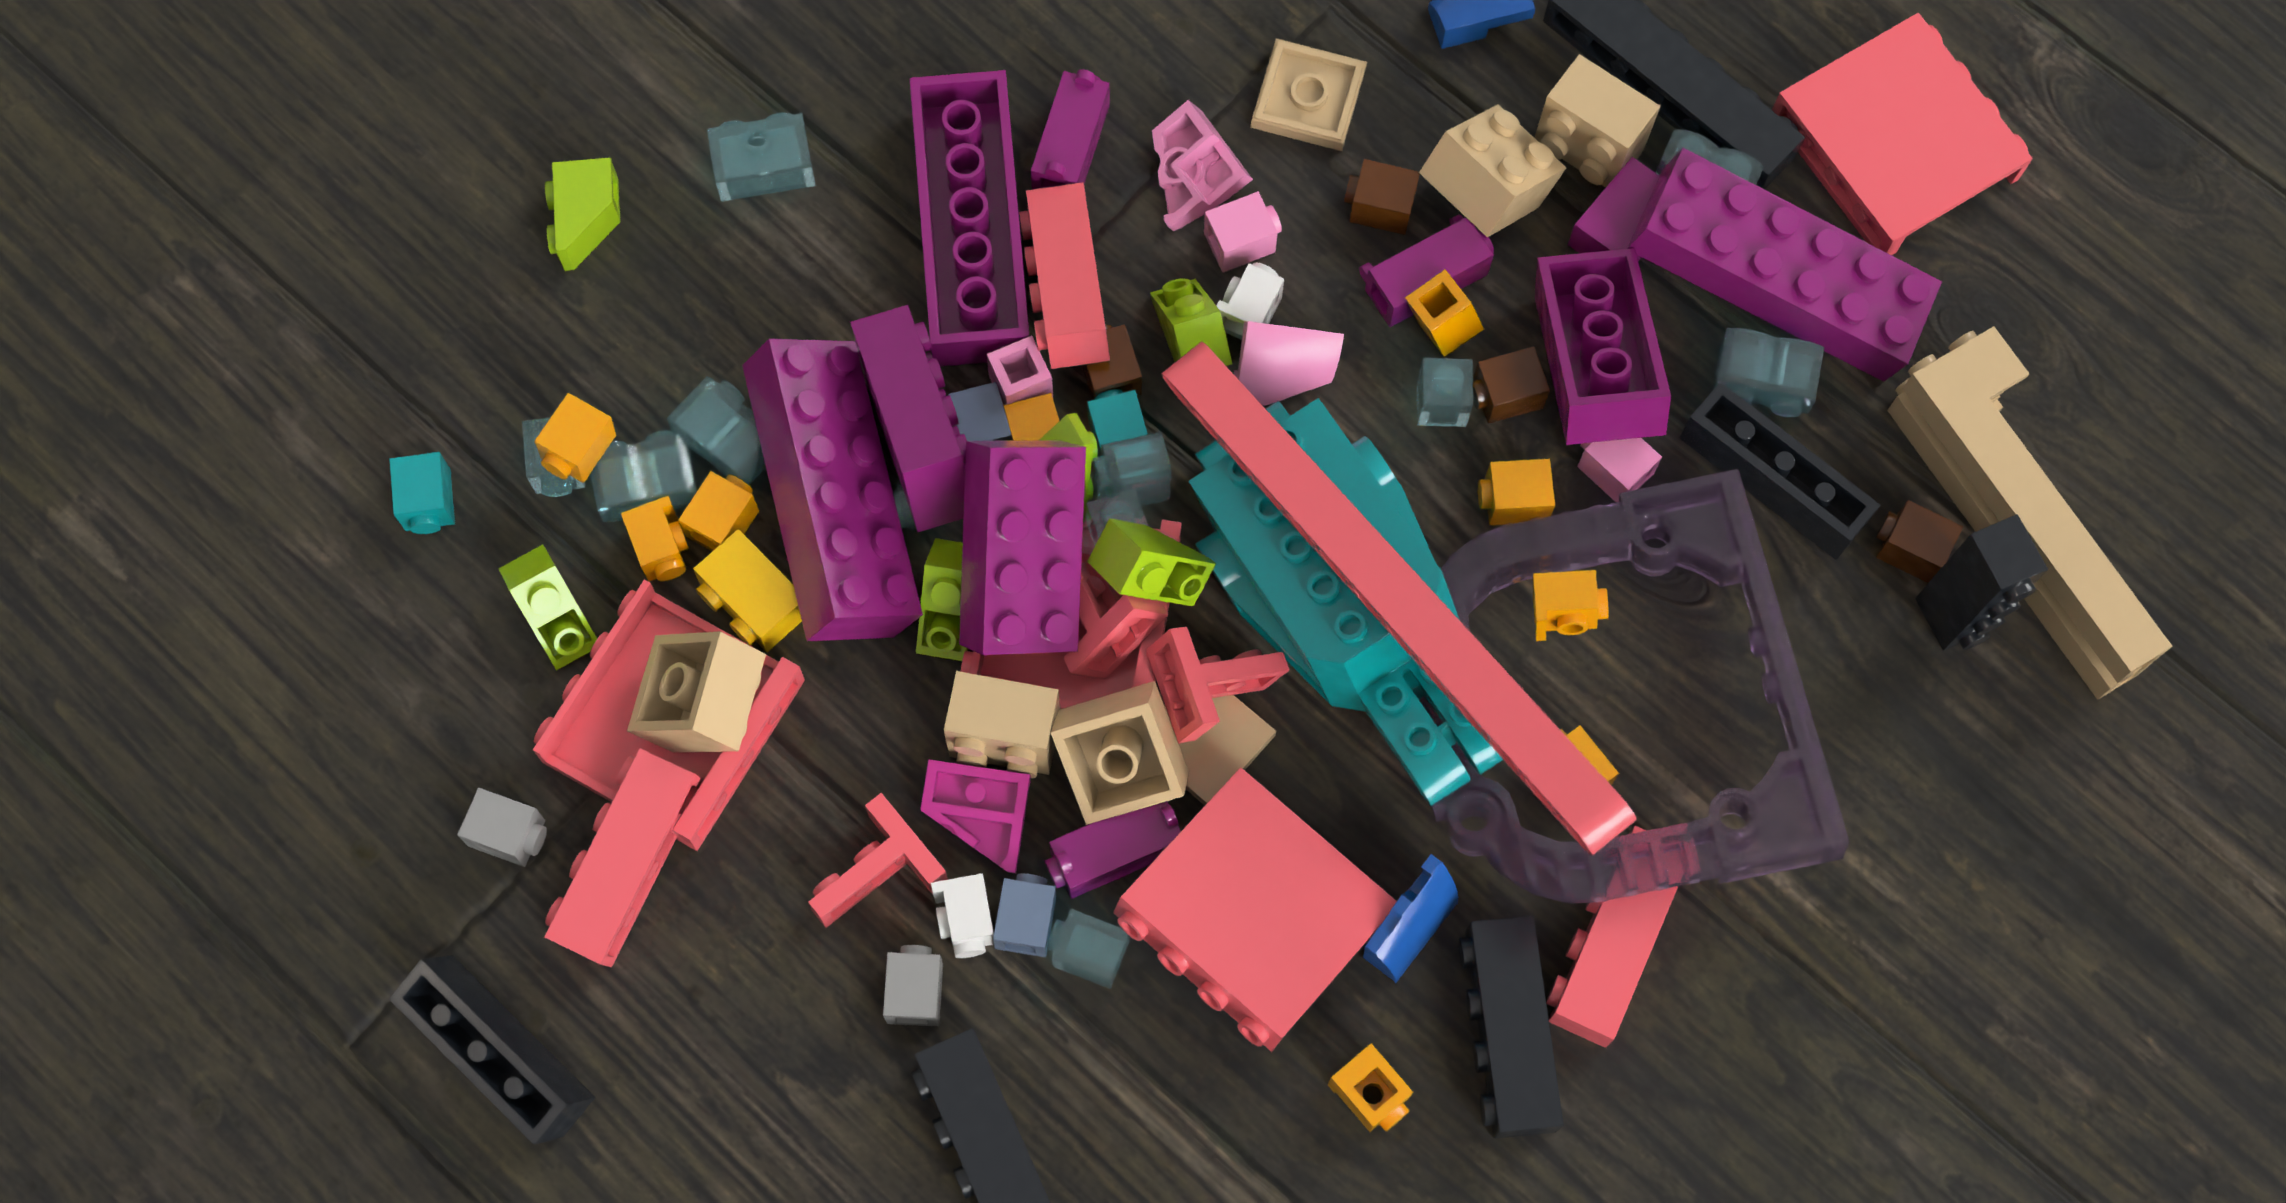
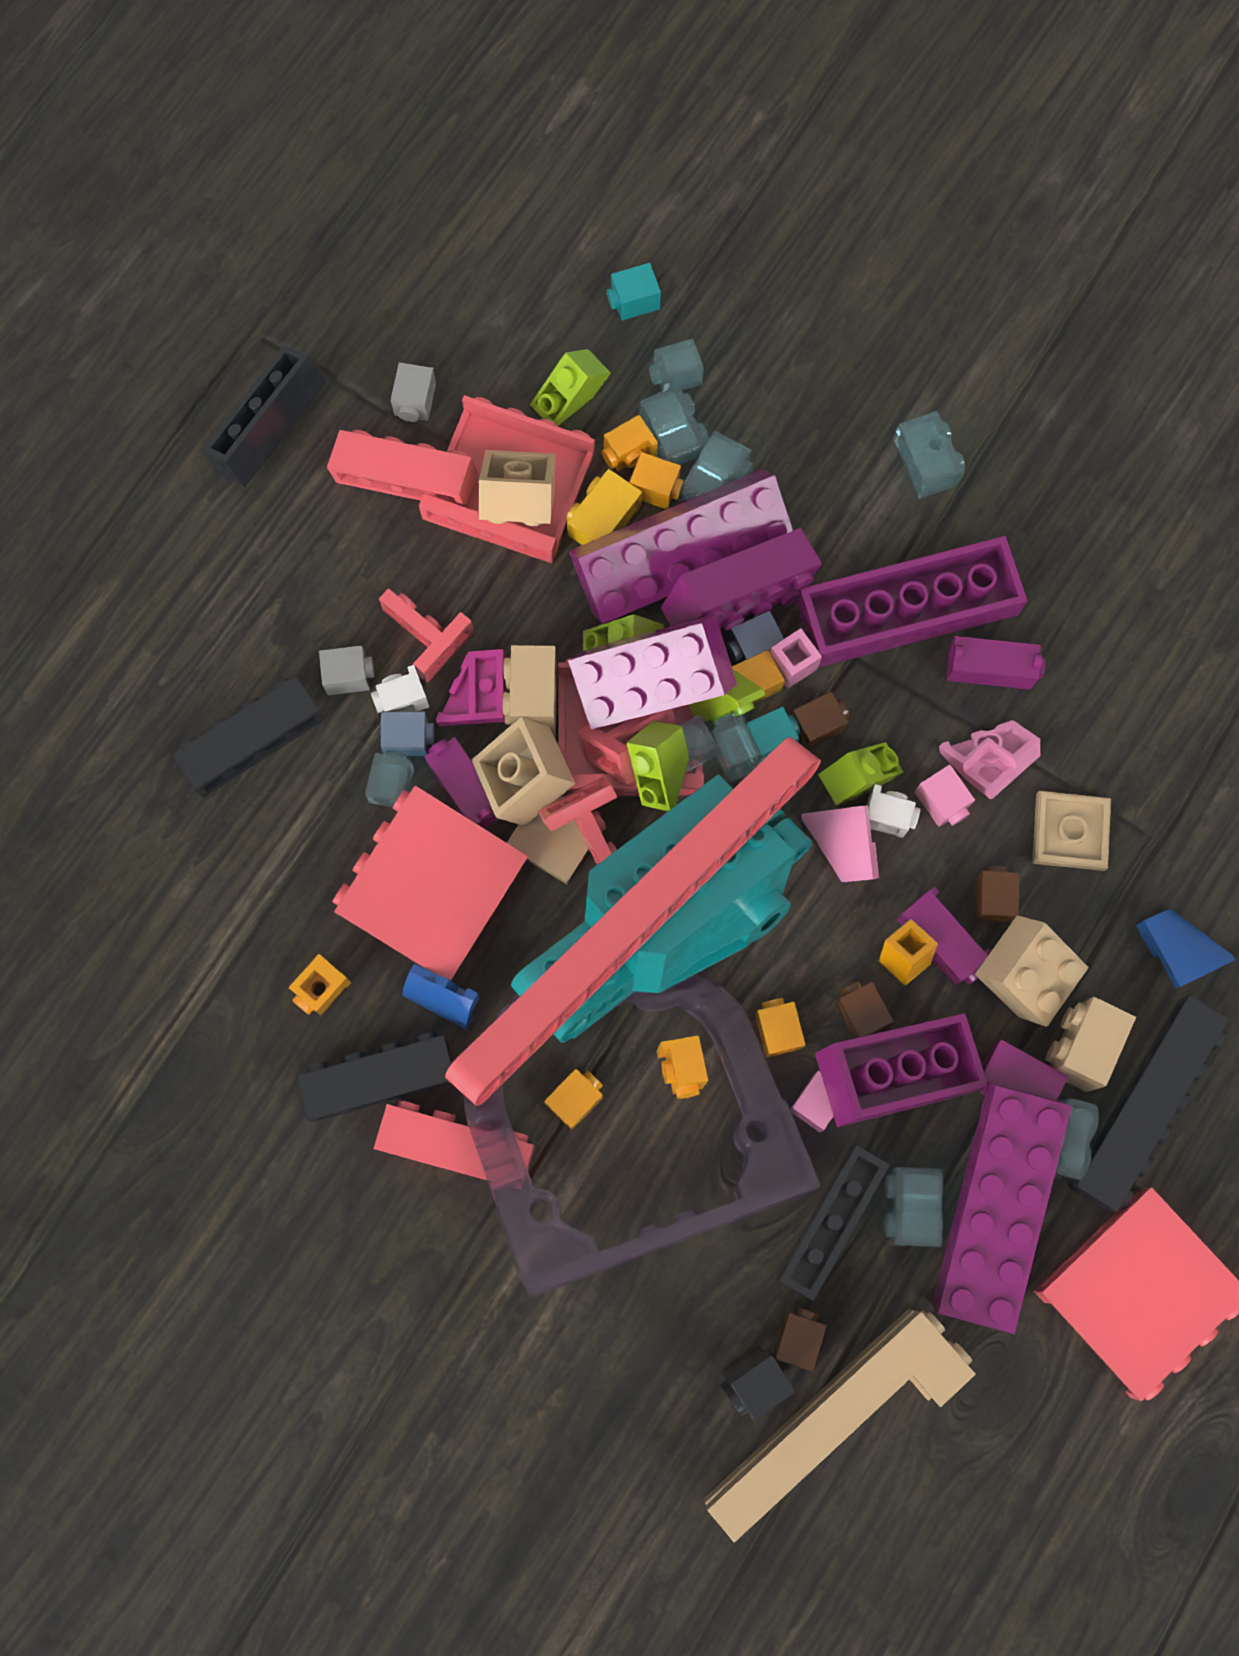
camera: 80 degrees right, 5 degrees up
(574, 439) = (680, 370): light orange brick -> none
(584, 208) = (862, 347): lime slope -> none
(1066, 276) = (876, 674): coral brick -> none
(1444, 392) = (847, 962): clear light blue brick -> none

